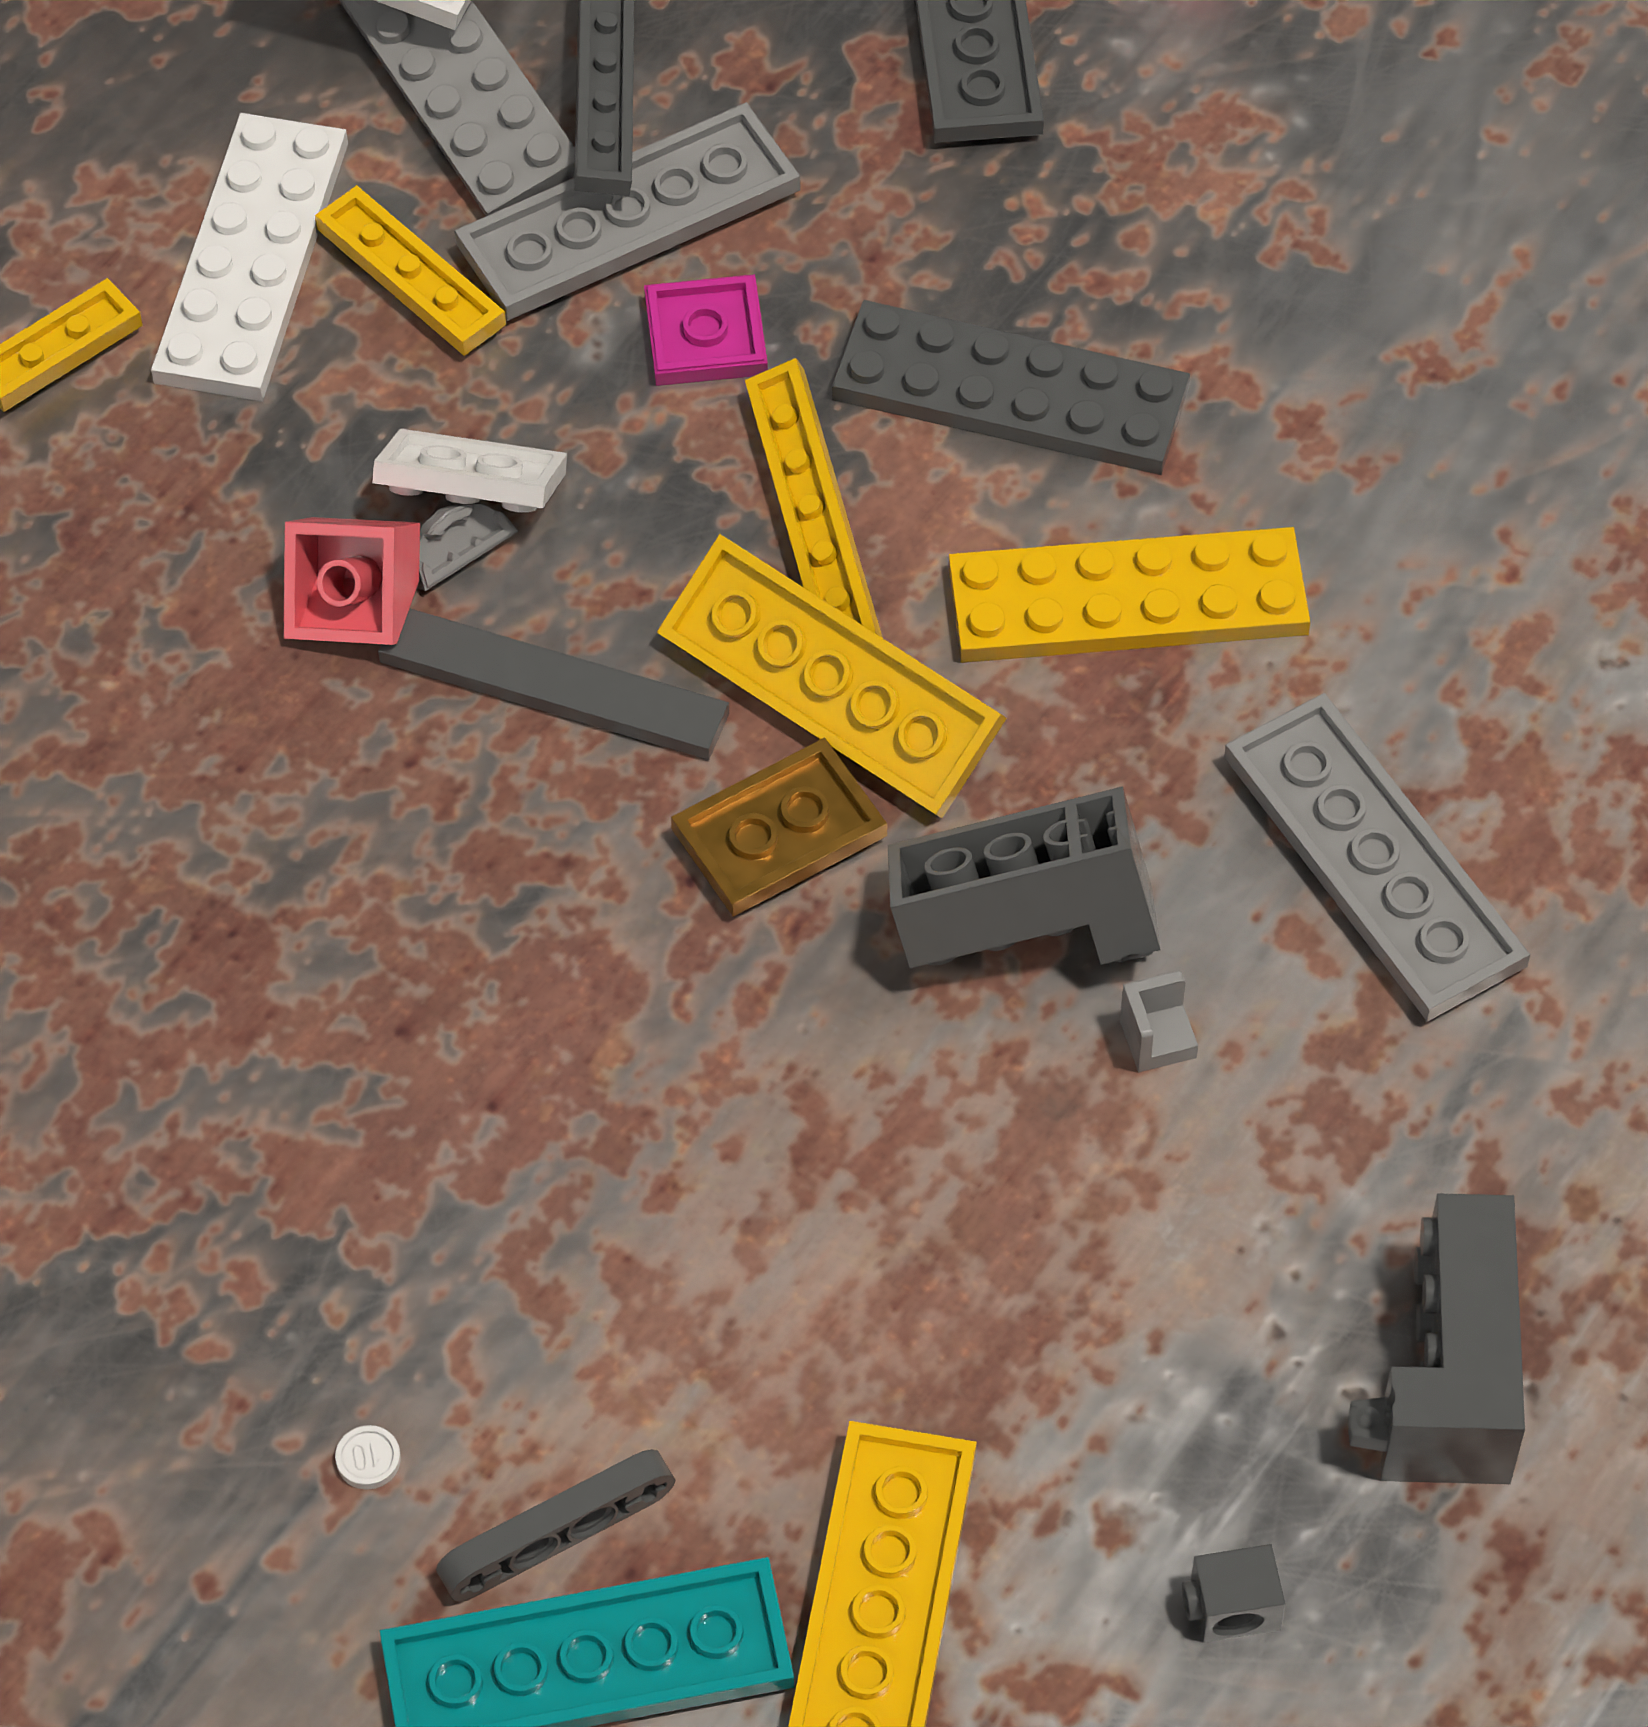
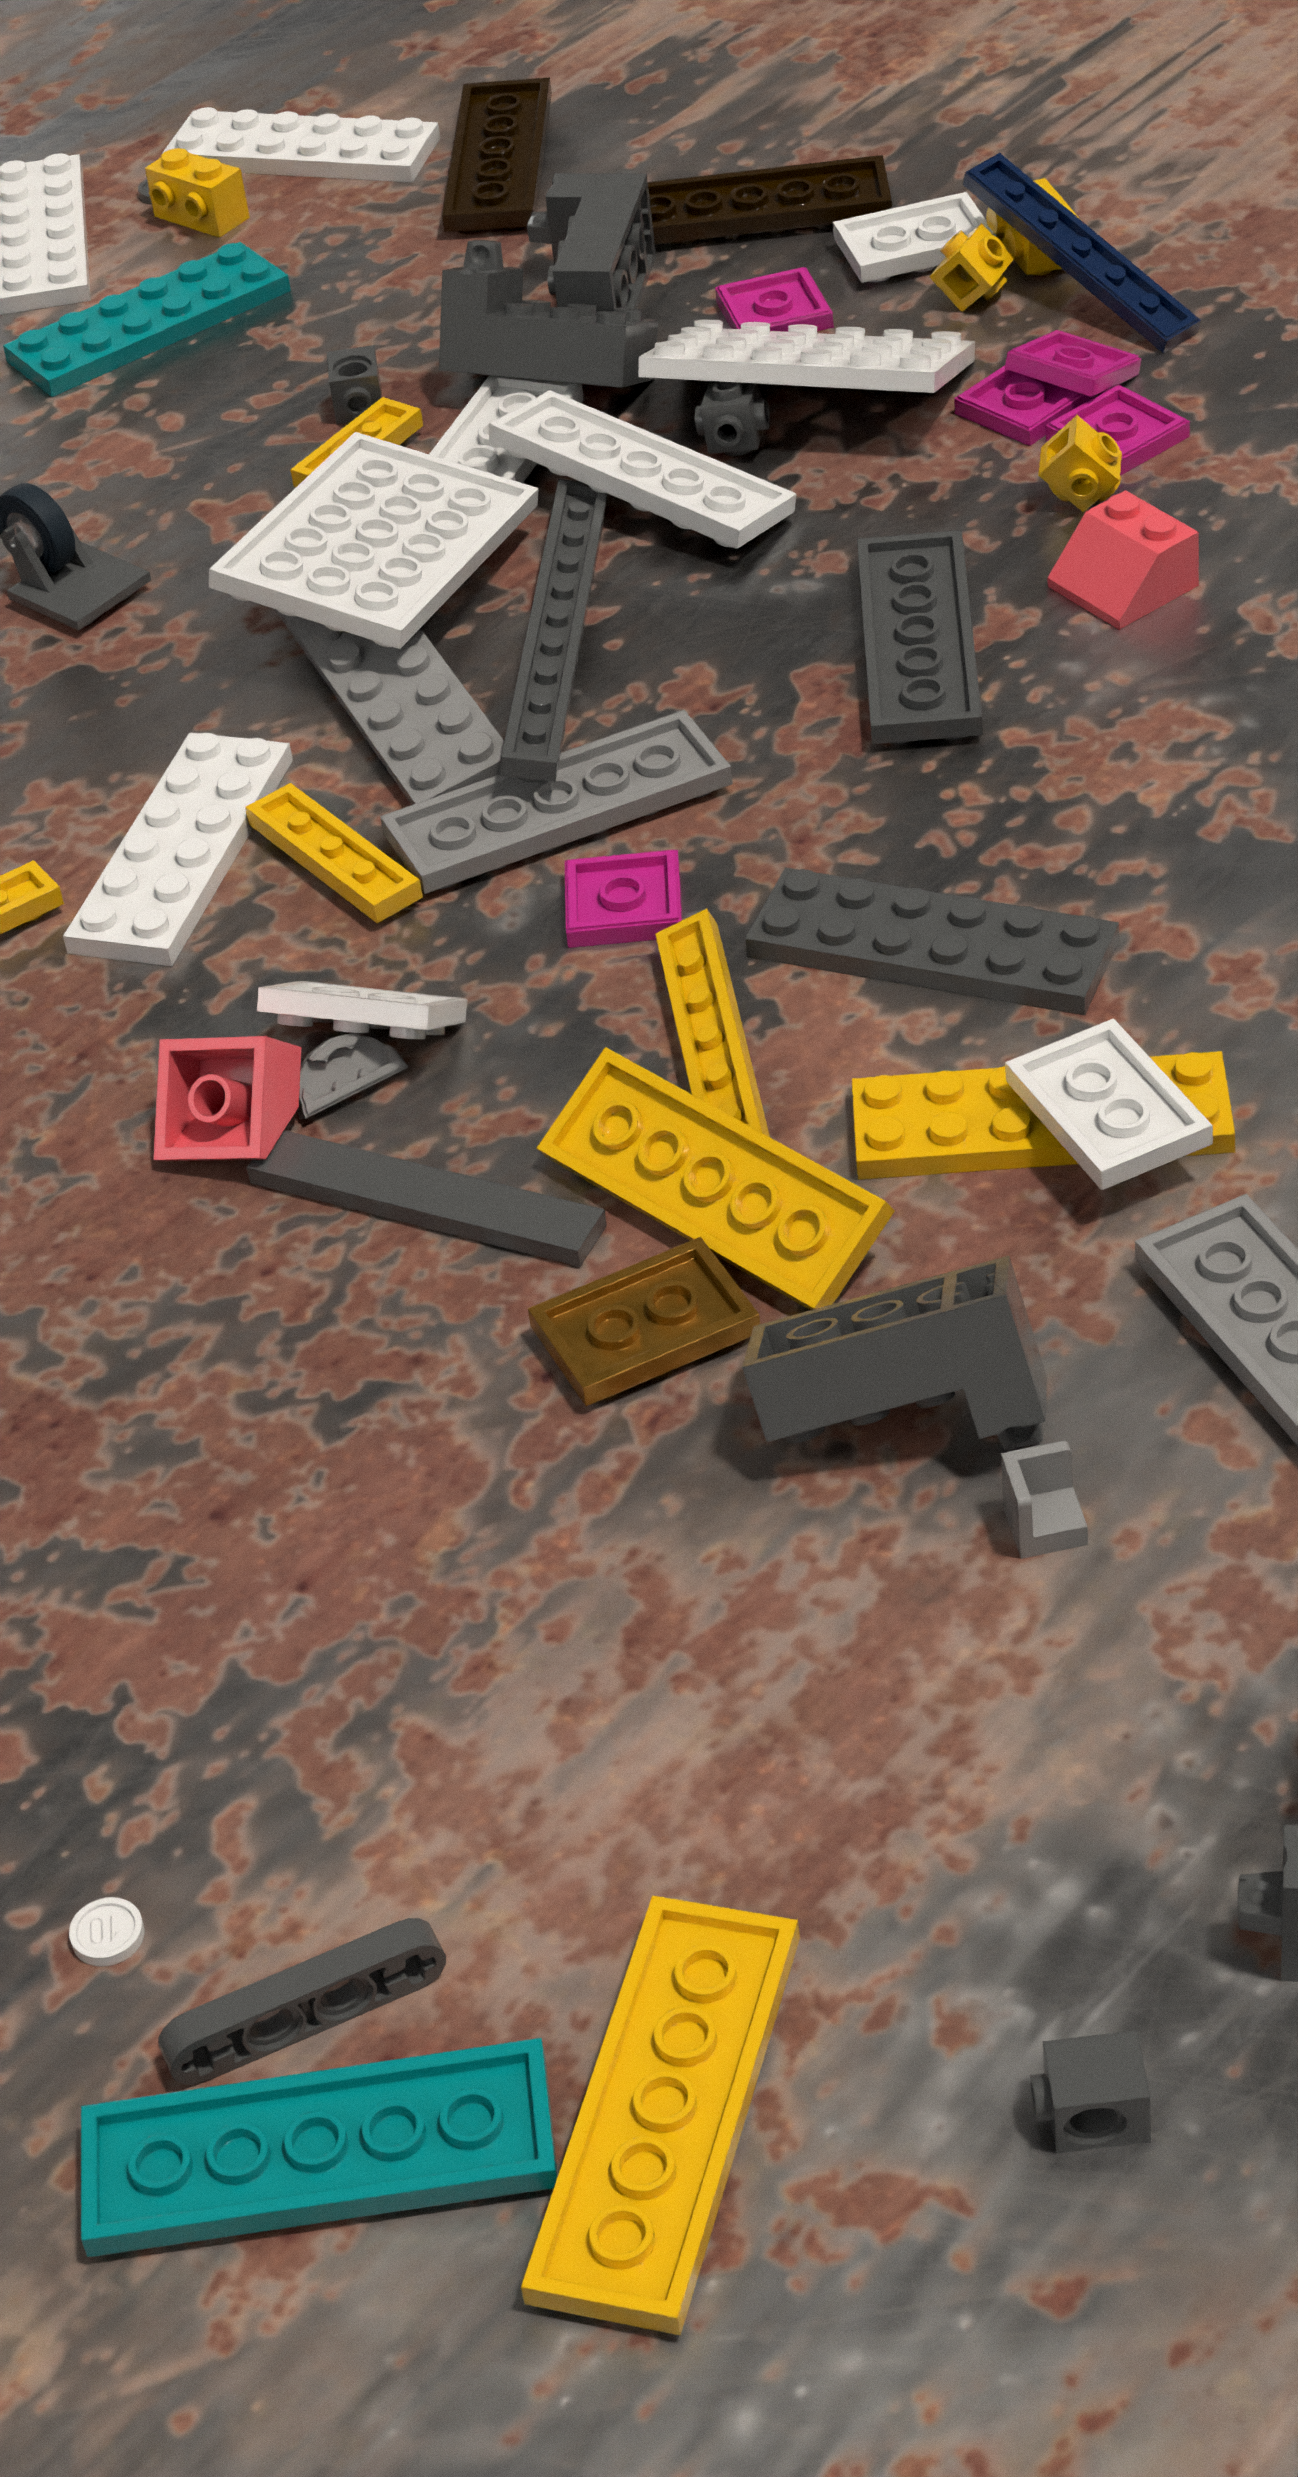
camera: 10 degrees right, 15 degrees down
(1195, 597) = (1108, 1104): none -> white plate

